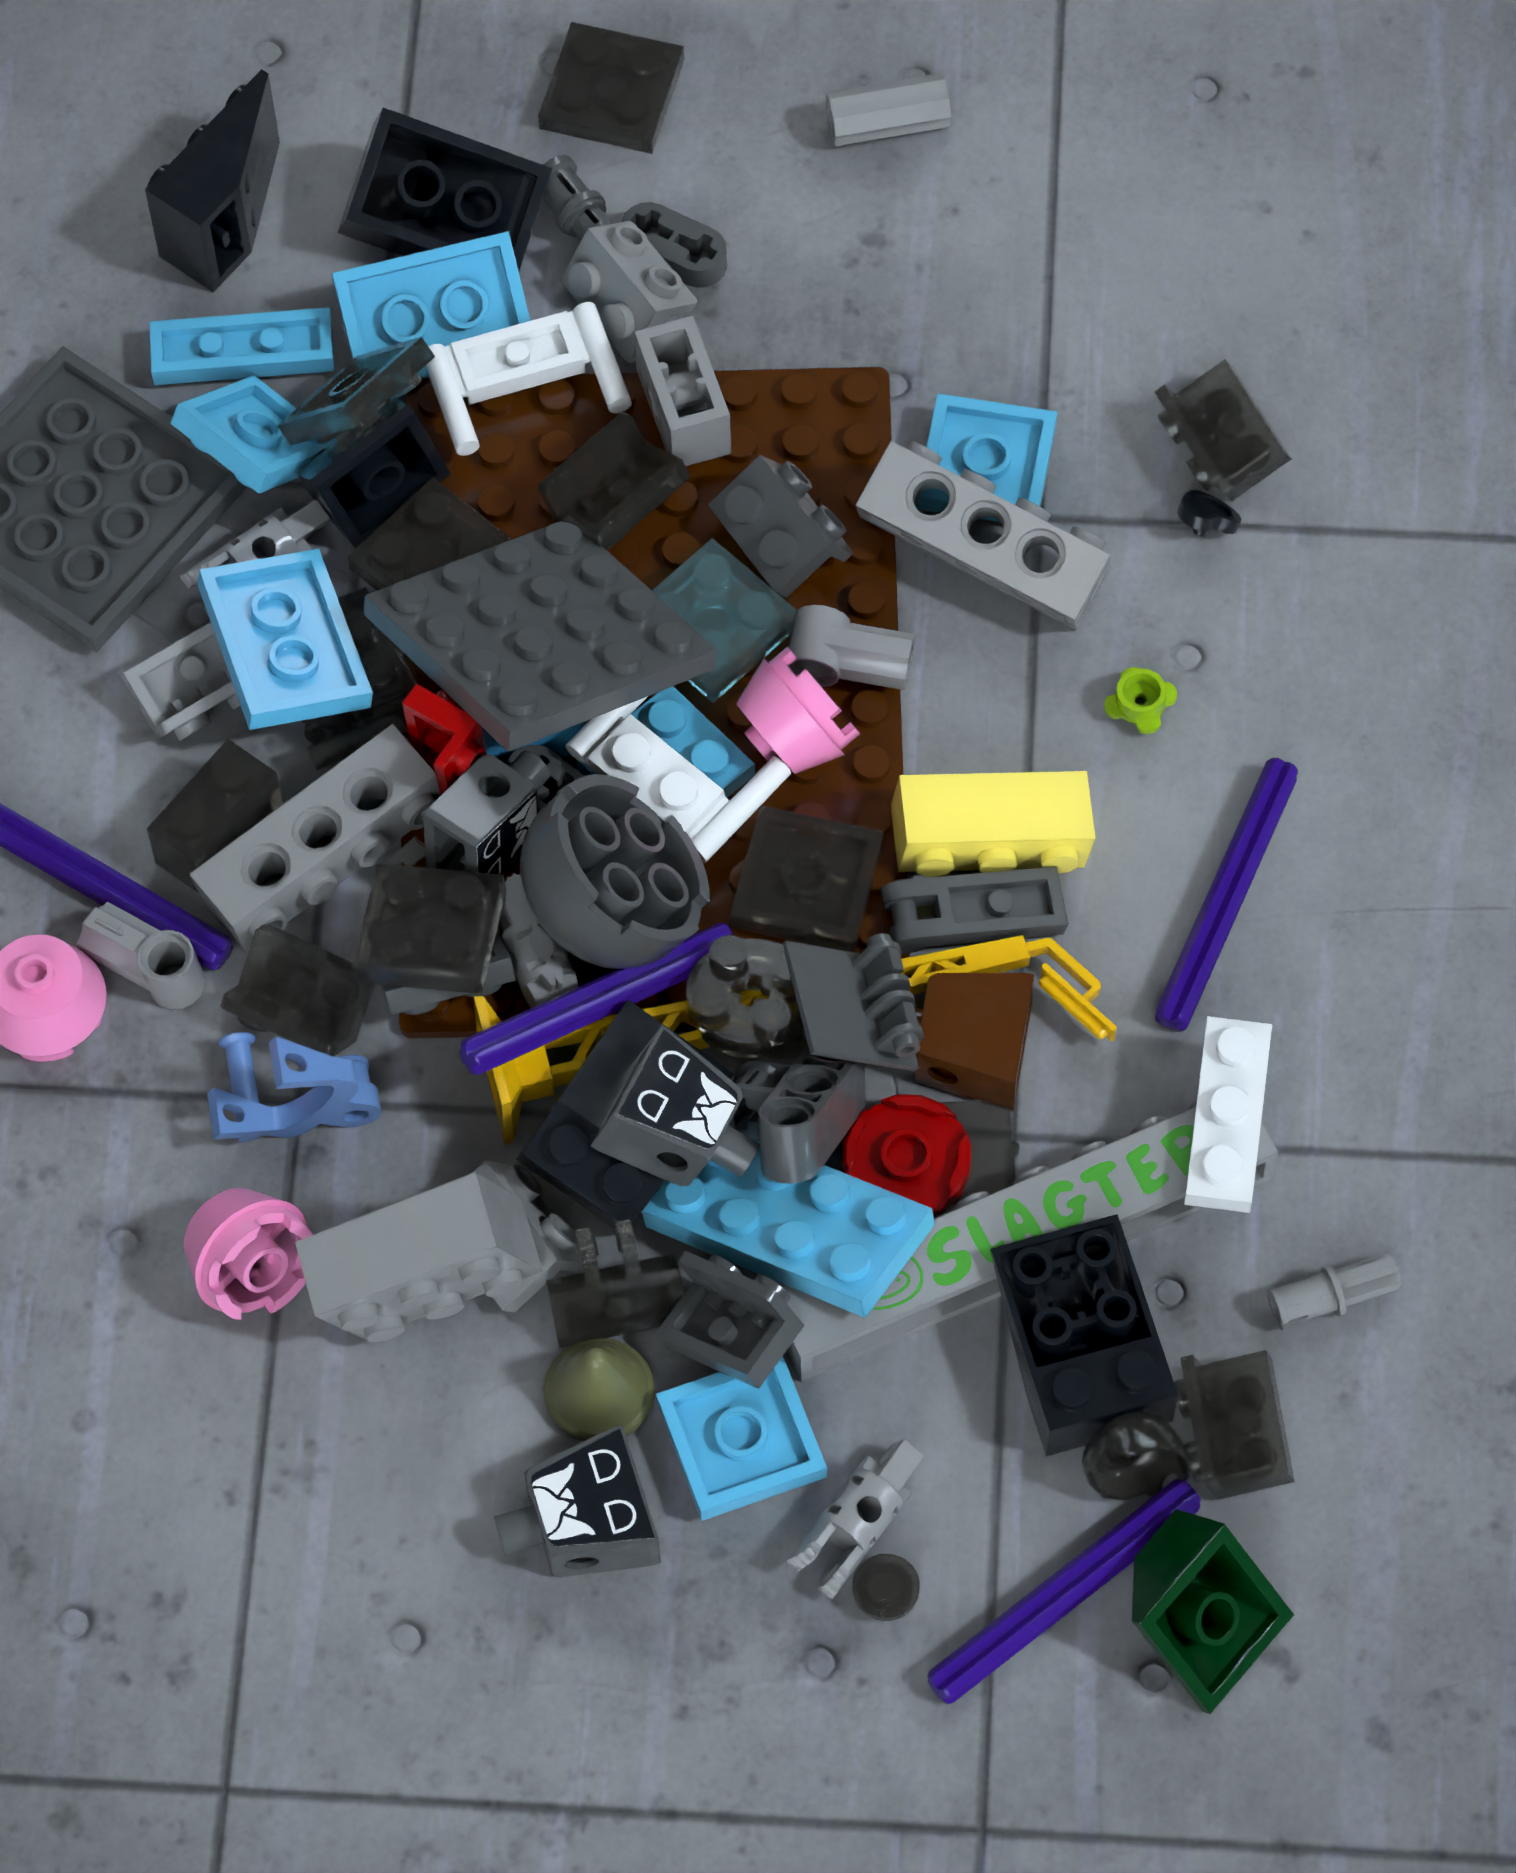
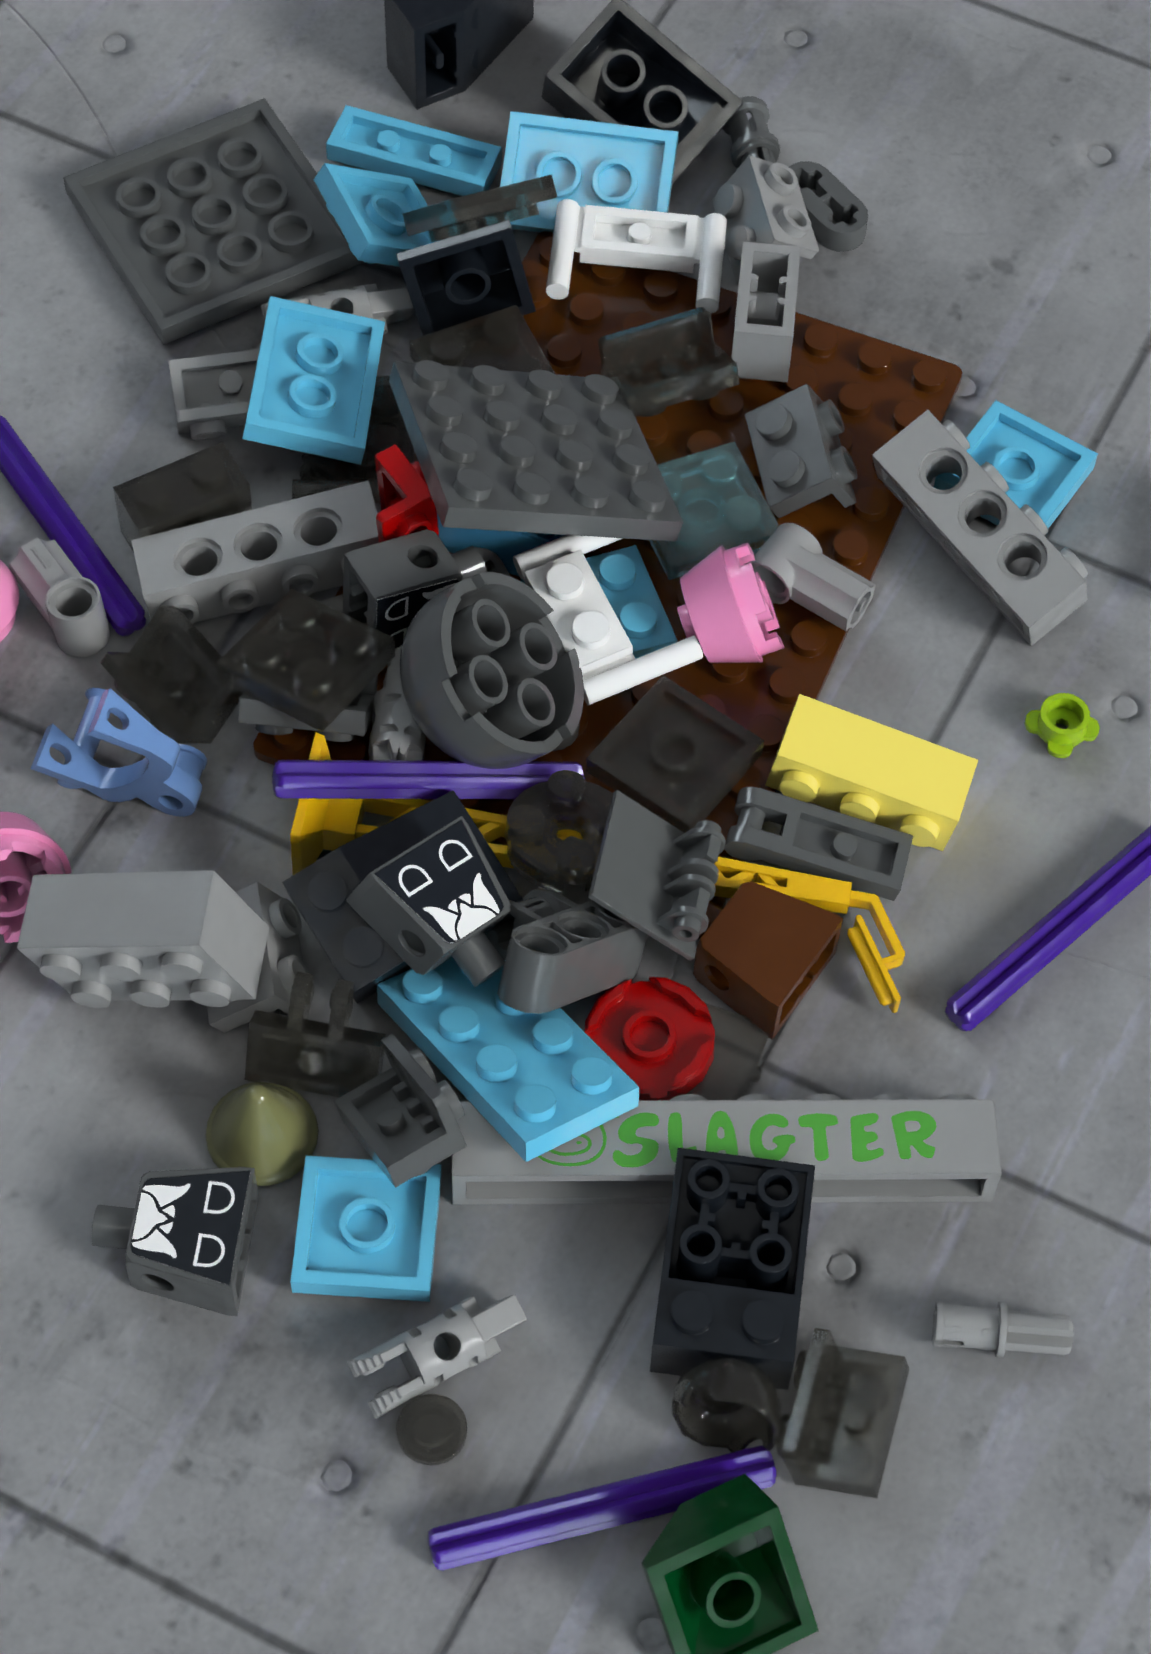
camera: 20 degrees right, 5 degrees down
(611, 87) = (832, 70): clear smoke plate -> none
(888, 109) = (1063, 165): light grey axle -> none
(1228, 1114) = (966, 1118): white plate -> none

